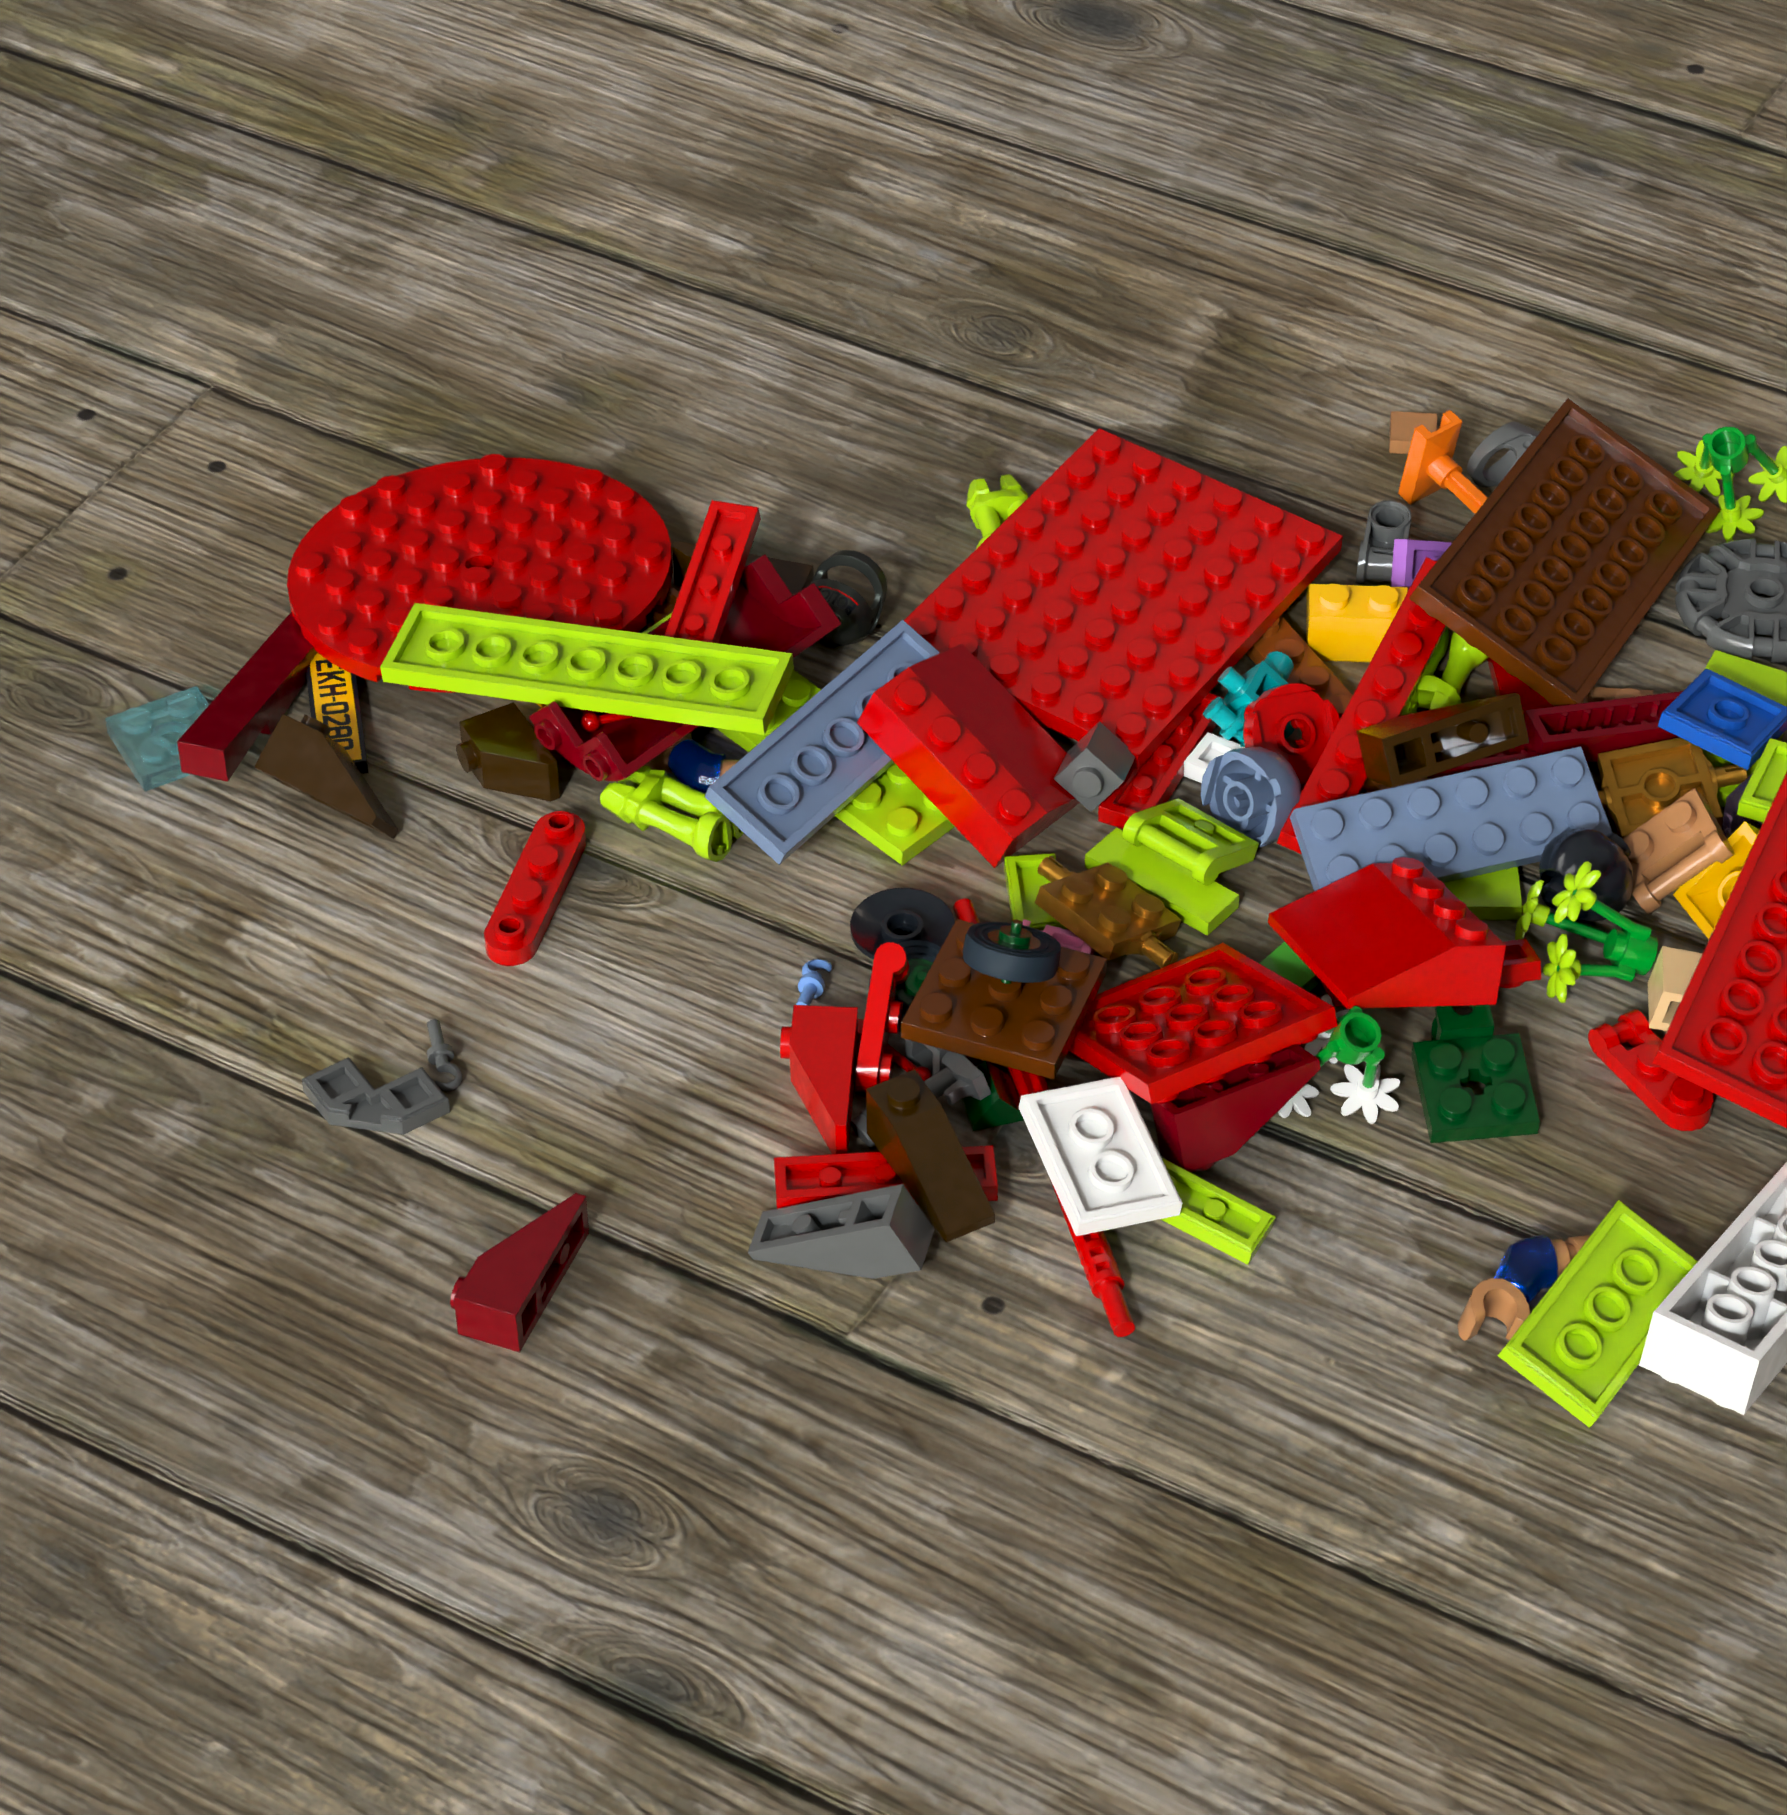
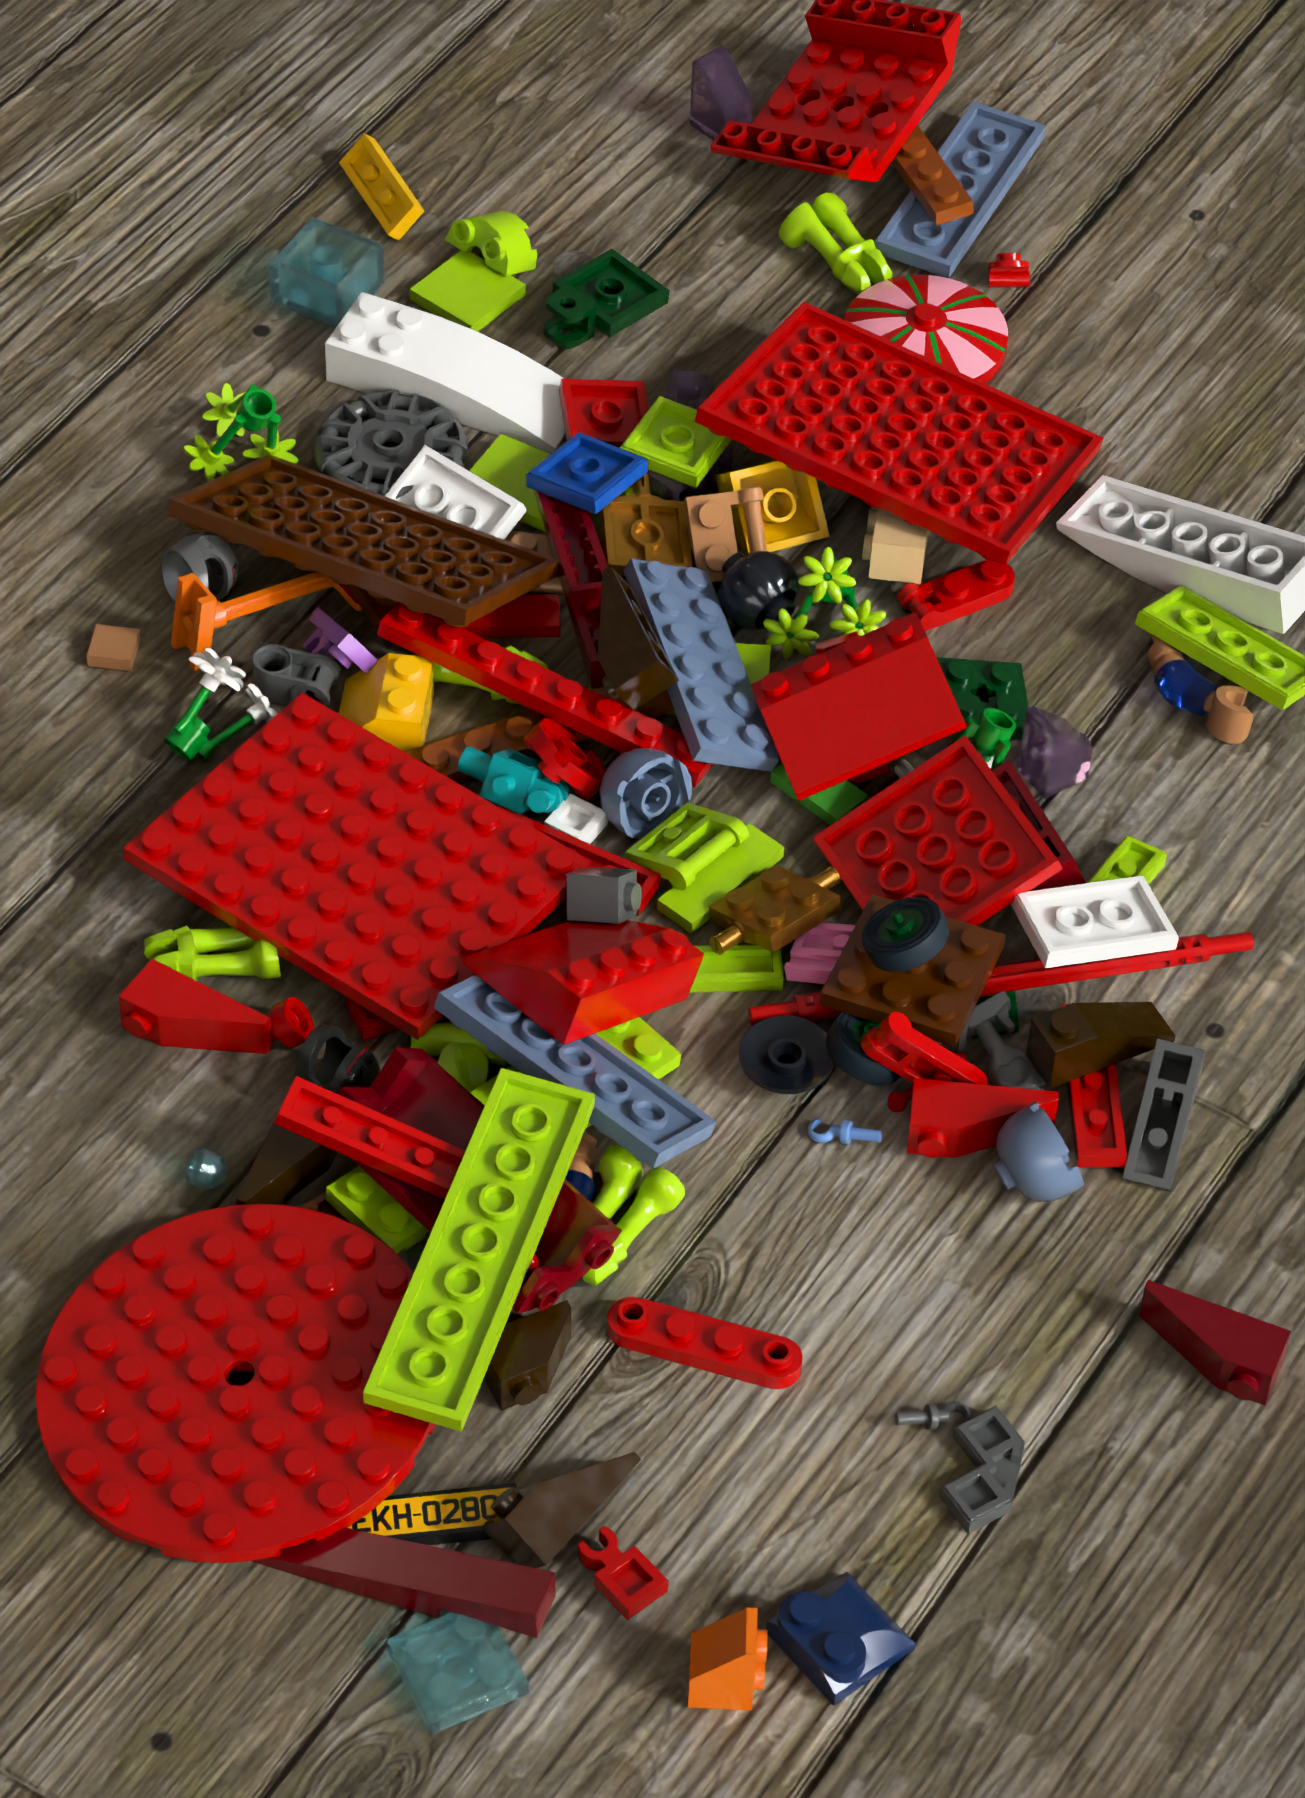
camera: 90 degrees left, 5 degrees up
(135, 896) = (727, 1662): none -> orange slope
(179, 986) = (838, 1636): none -> dark blue slope
(255, 836) = (623, 1578): none -> red plate
(766, 1116) = (1035, 1157): none -> sand blue cylinder
(917, 589) = (290, 1022): none -> red tile
(927, 501) = (188, 1014): none -> red slope
(1288, 482) = (190, 734): none -> plant
(1380, 1130) = (1052, 752): none -> clear purple slope
(1672, 641) = (457, 494): none -> white tile

